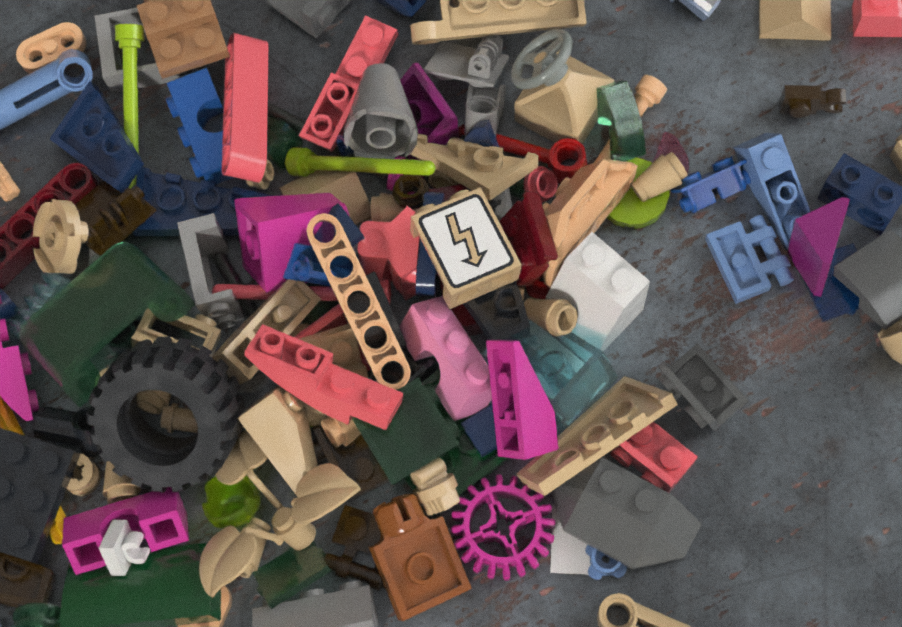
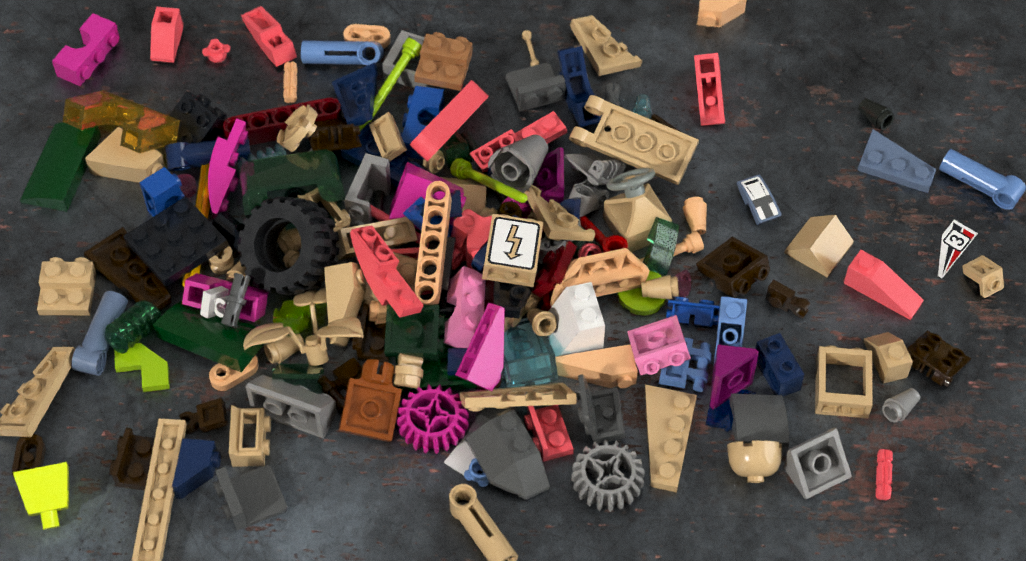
camera: 25 degrees right, 15 degrees down
(150, 534) = (235, 300): none -> dark grey pin
(181, 177) = (387, 137): none -> tan tile
(628, 52) = (695, 213): none -> light nougat cone
(661, 325) = (601, 367): none -> light nougat slope
(713, 258) = (658, 345): none -> bright pink plate
(722, 94) = (734, 267): none -> dark brown plate
(780, 466) = (611, 489): none -> light grey gear
(791, 363) = (668, 429): none -> tan wing

